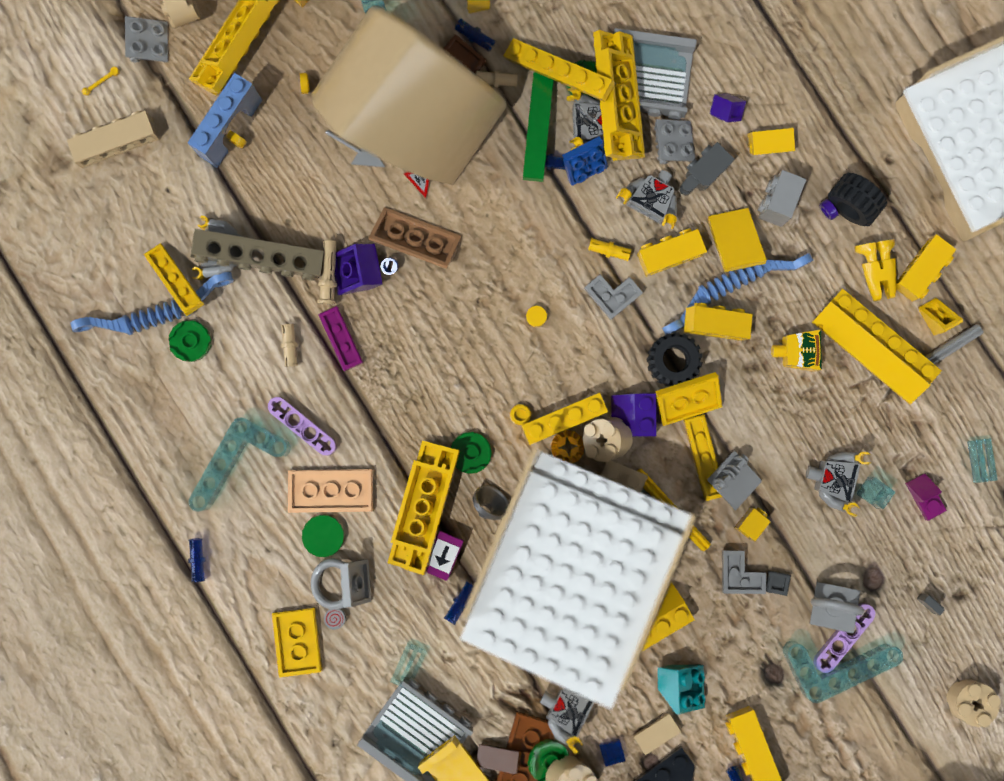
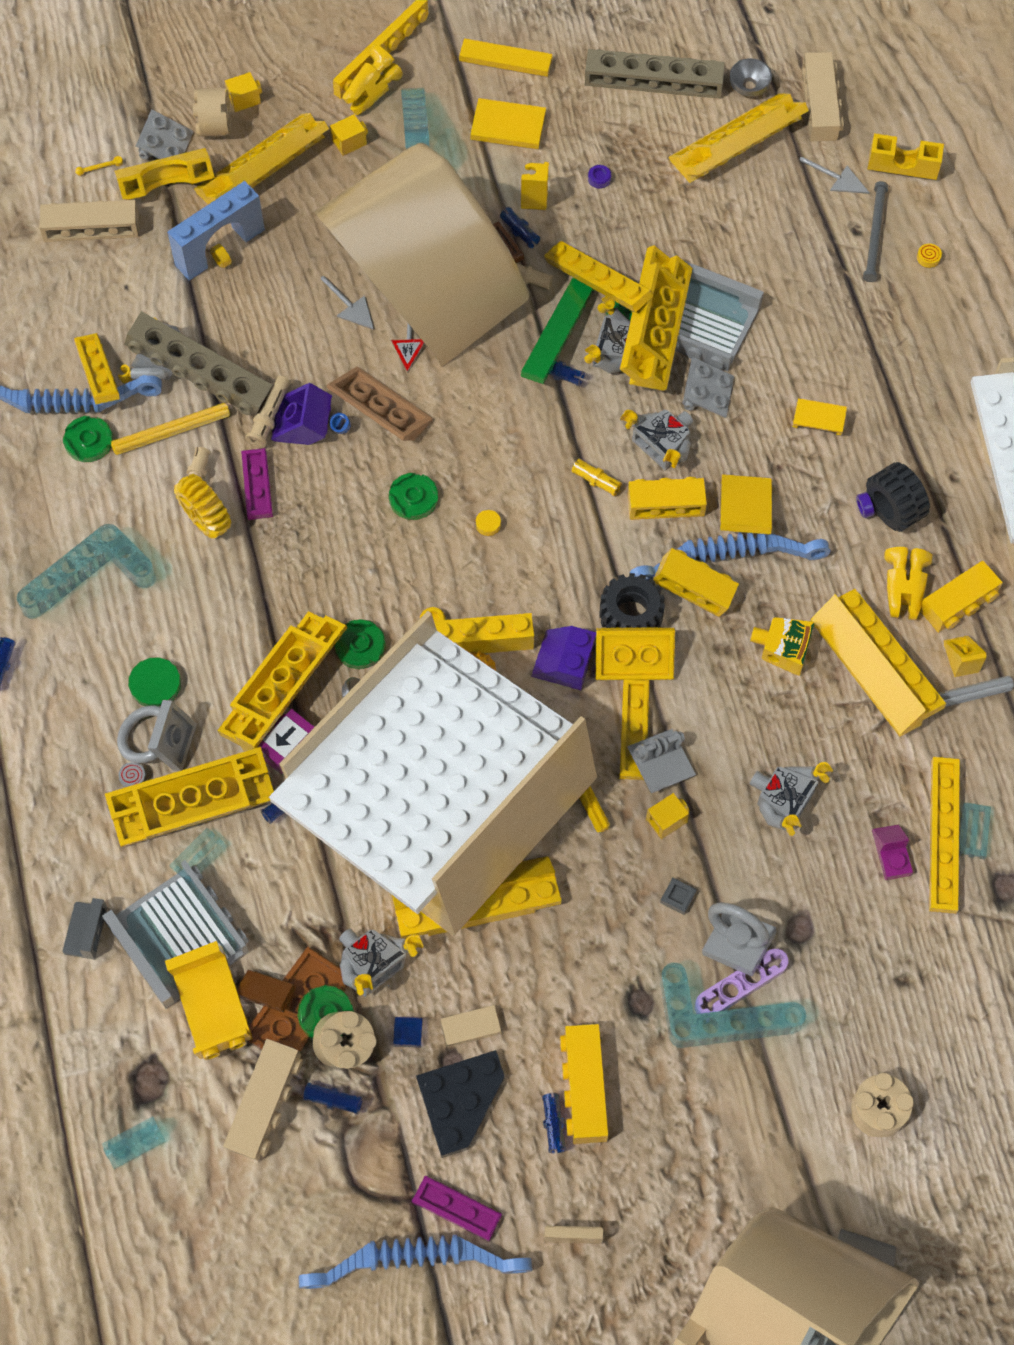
camera: 20 degrees right, 20 degrees down
(141, 86) = (144, 177): none -> yellow arch
(253, 311) = (170, 428): none -> yellow axle
(297, 642) = (77, 789): yellow tile -> none
(300, 428) = (177, 560): lavender beam -> none
(304, 83) = (315, 225): yellow tile -> none
(307, 380) = (202, 506): none -> yellow gear
(330, 490) = (182, 637): light nougat tile -> none
(345, 751) = (85, 929): none -> dark grey panel
(388, 627) = (189, 797): none -> yellow slope
(469, 310) = (413, 496): none -> green tile
(585, 161) = (597, 376): blue tile -> none
(607, 439) = (524, 664): tan brick -> none
(611, 300) = (581, 529): light grey plate -> none
(682, 686) = (522, 974): teal slope -> none
(706, 169) = (734, 426): dark grey hinge -> none
(727, 107) = (779, 371): dark purple panel -> none
(735, 578) = (628, 874): light grey plate -> none
(781, 198) = (810, 473): light grey brick -> none
(875, 493) = (830, 825): clear light blue panel -> none
(931, 604) = (861, 973): dark grey tile -> none
(962, 472) = (944, 835): none -> yellow plate

